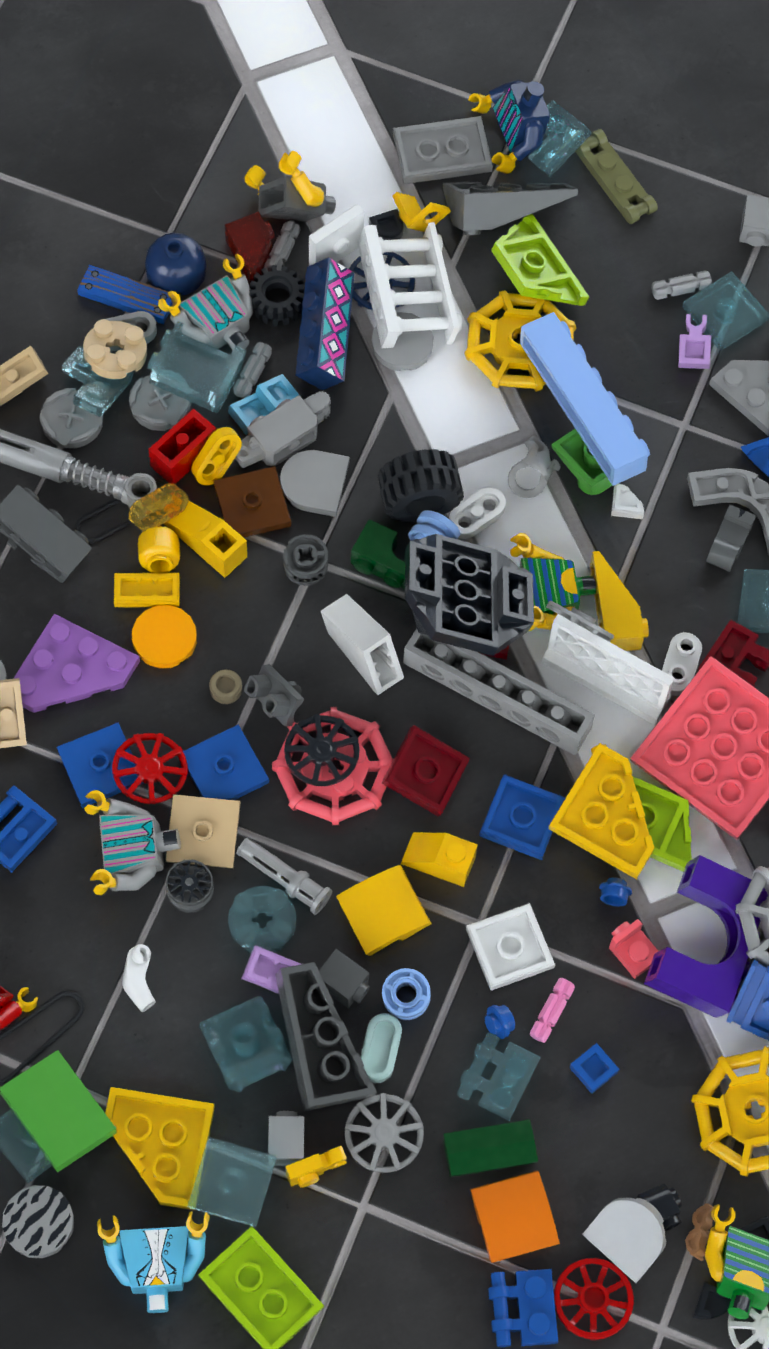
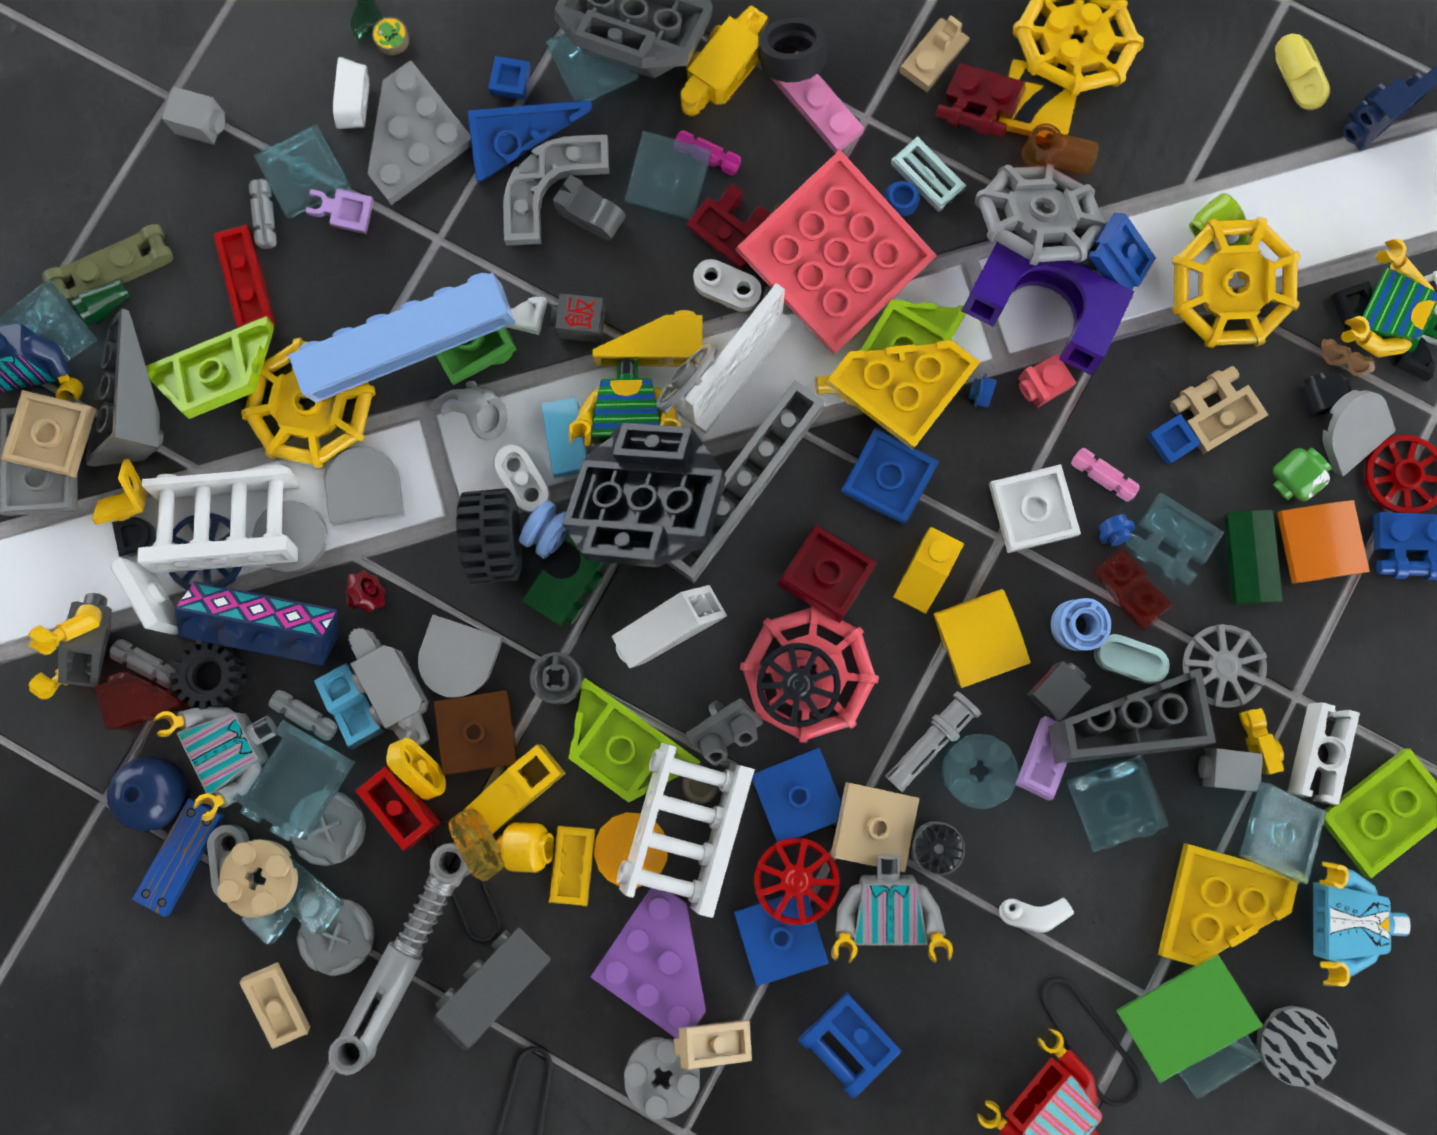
camera: 75 degrees left, 15 degrees up
(165, 696) = (711, 855): none -> white fence
(252, 618) = (617, 743): none -> lime wing
(302, 1211) = (1338, 747): none -> white piece
(362, 402) = (364, 592): none -> dark red piece
(446, 1043) = (1132, 590): none -> clear red slope
(453, 391) = (362, 487): none -> light grey tile
(463, 151) = (48, 434): none -> tan plate
(537, 532) = (564, 457): none -> medium azure slope
(576, 1188) = (1301, 474): none -> bright green head
(582, 173) = (100, 301): none -> dark green cone
(623, 278) = (243, 275): none -> red tile
(623, 1116) = (1224, 419): none -> tan plate
(628, 542) = (579, 317): none -> dark grey brick

